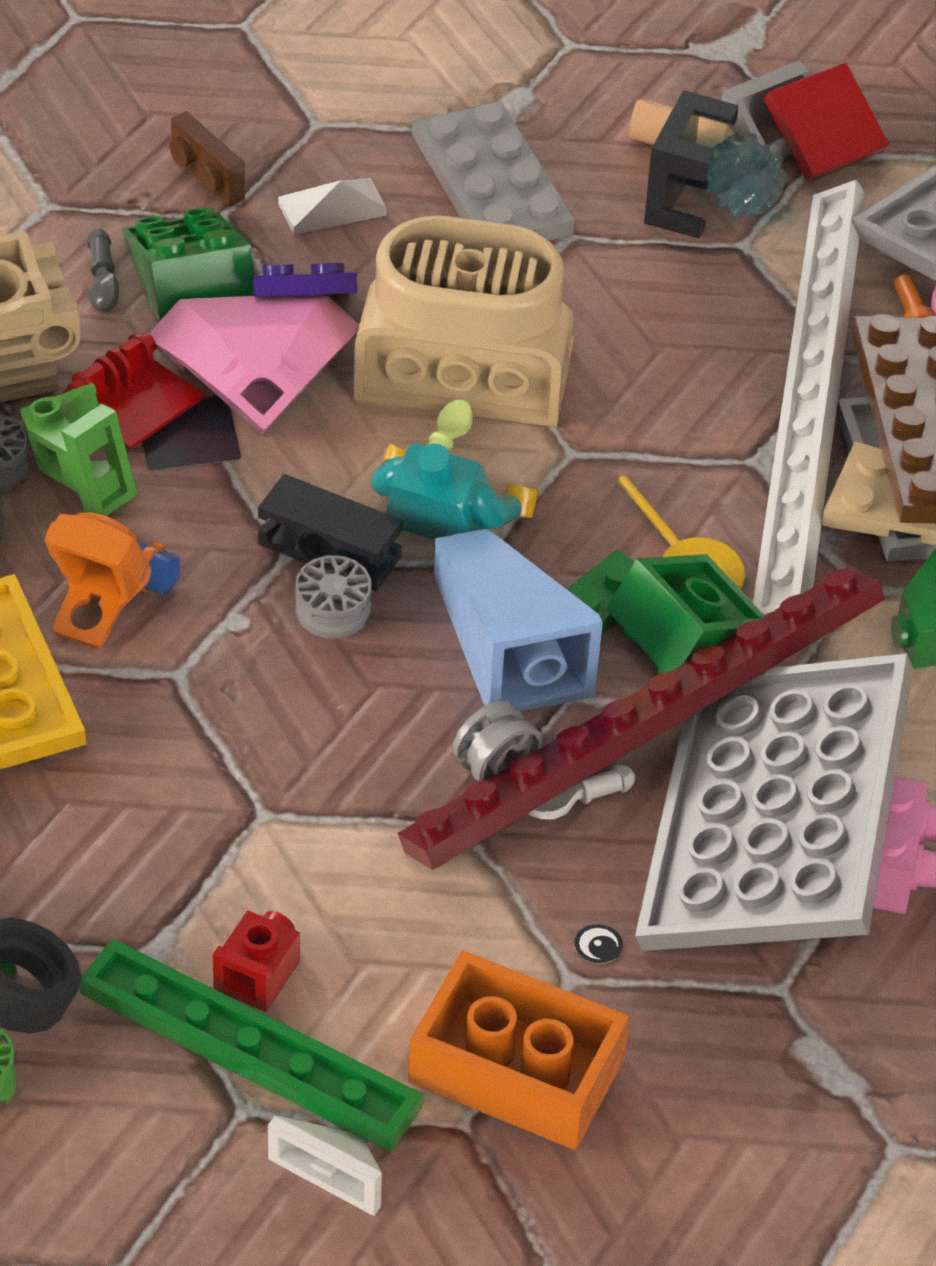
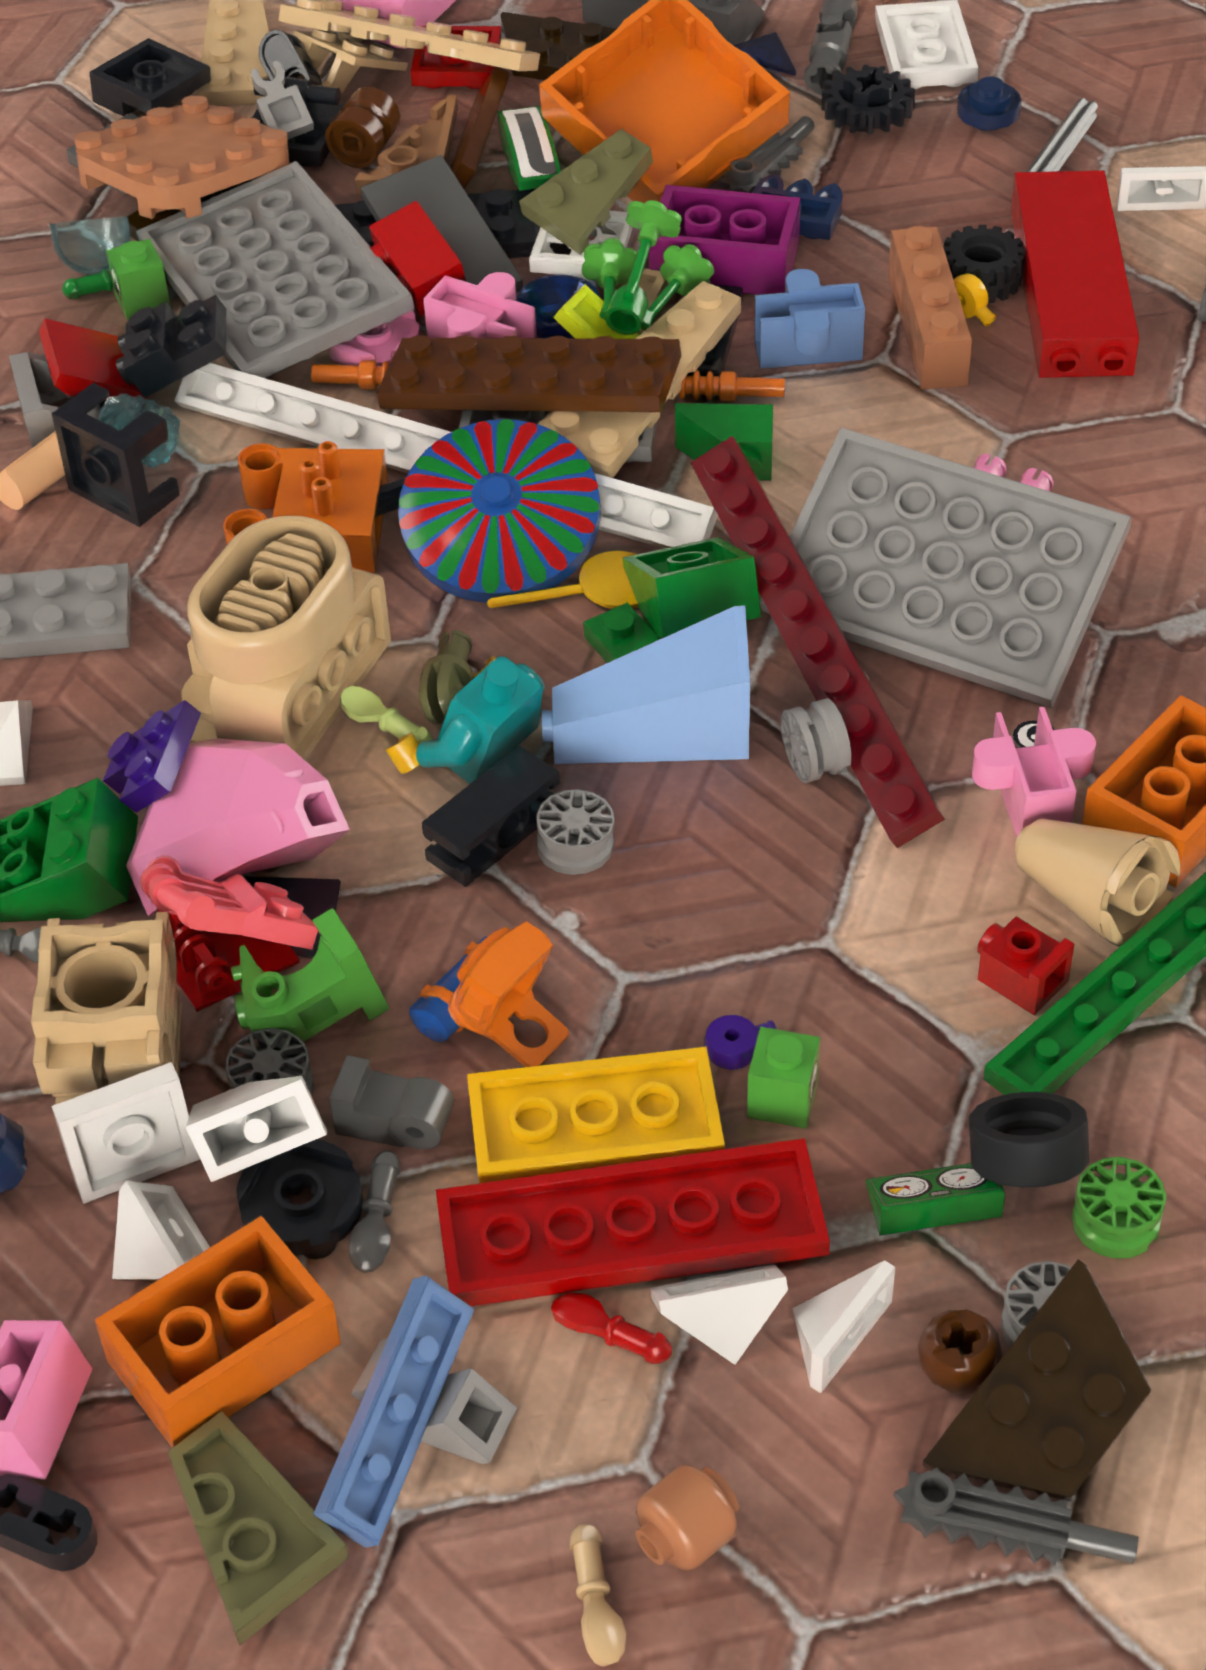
camera: 70 degrees left, 0 degrees up
(61, 790) = (783, 1077): none -> bright green brick
(114, 761) = (732, 1041): none -> dark purple piece
(132, 379) = (228, 905): none -> coral plate
(373, 996) = (1100, 873): none -> tan cone
(507, 465) = (445, 675): none -> olive arm
(507, 918) = (1035, 778): none -> bright pink piece
(697, 329) = (320, 483): none -> orange piece
(735, 448) = (499, 510): none -> dish
(862, 156) = (169, 347): none -> black plate

